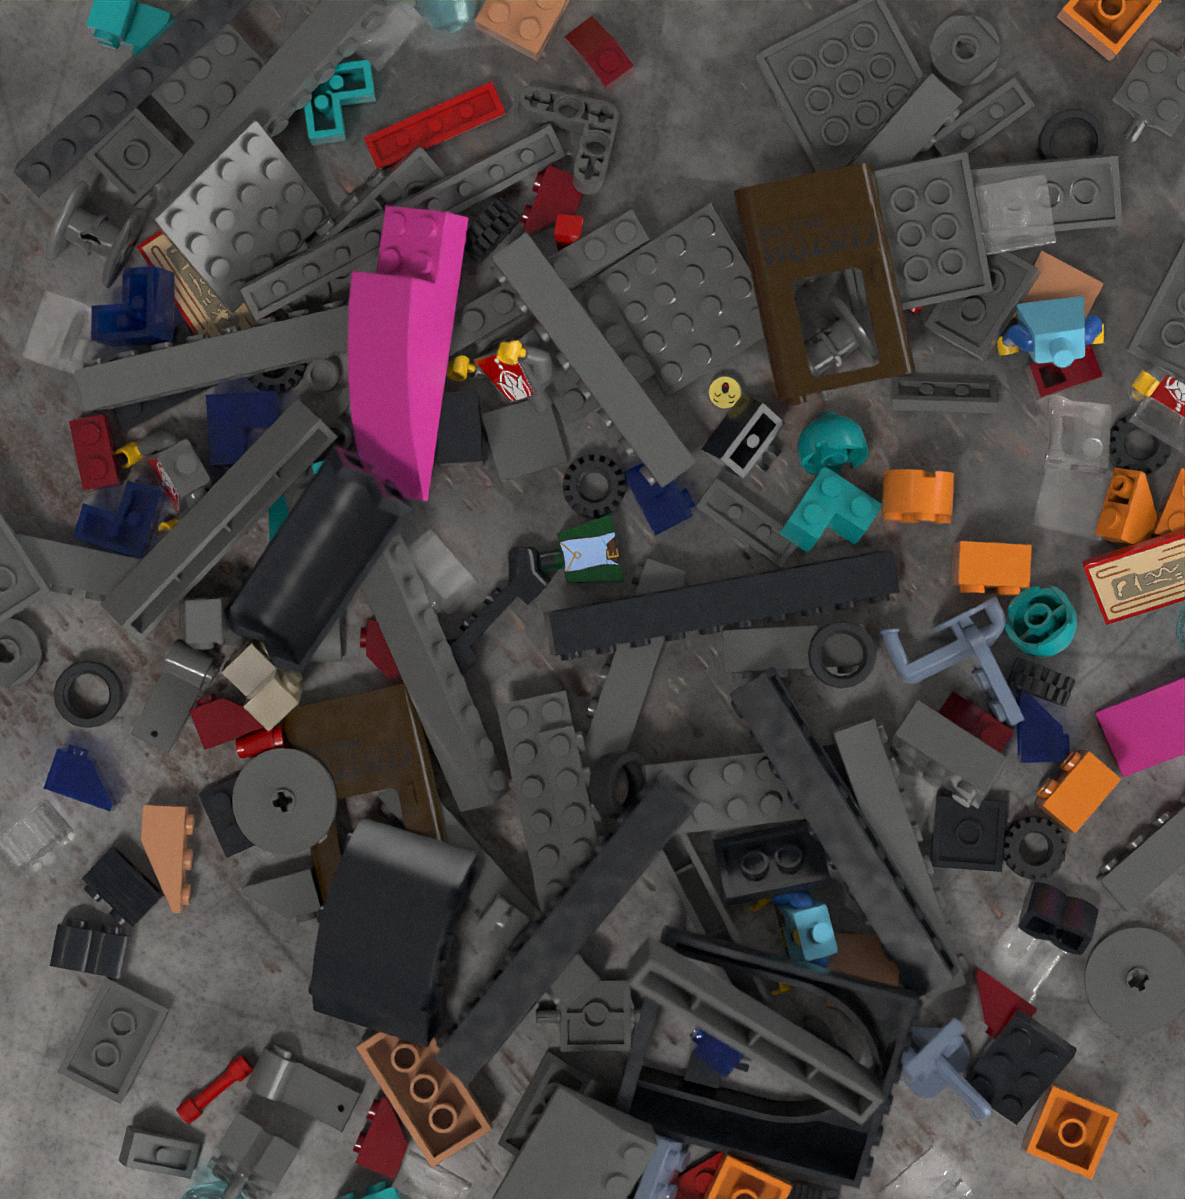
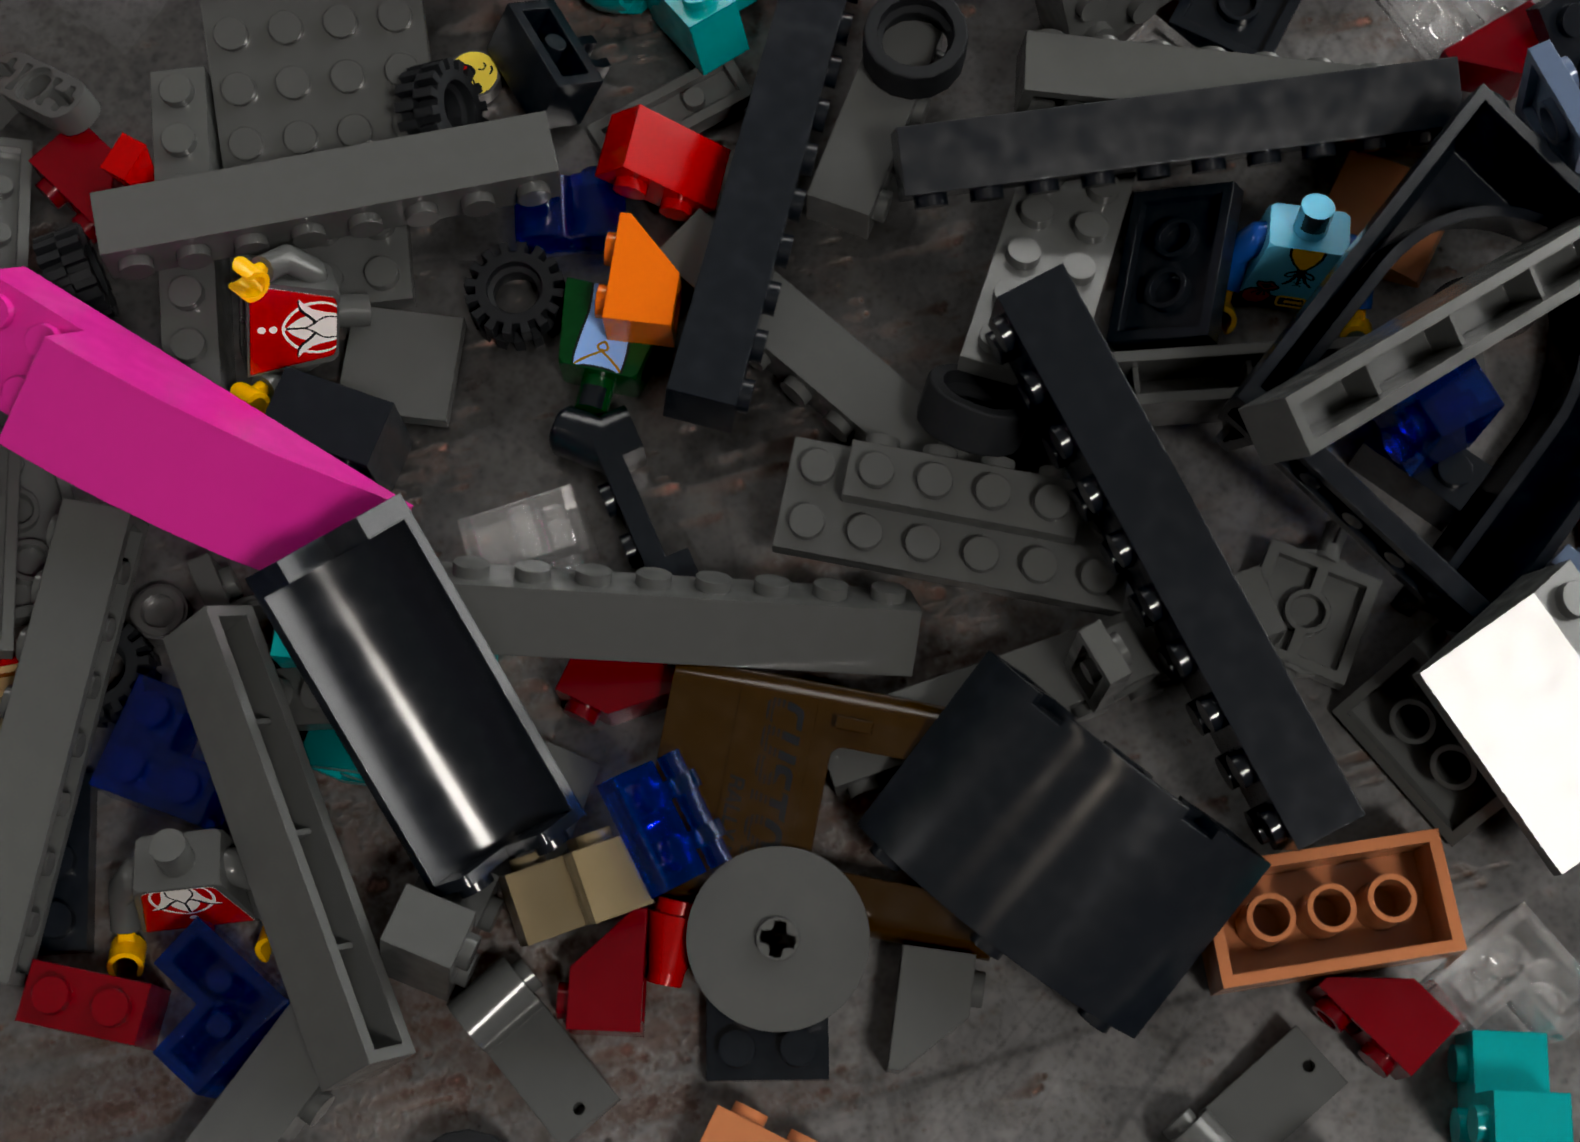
camera: 65 degrees left, 15 degrees down
(307, 712) = (653, 829): none -> clear blue plate
(615, 565) = (642, 288): none -> orange slope
(684, 391) = (438, 97): none -> black tyre
(705, 538) = (662, 163): none -> red brick

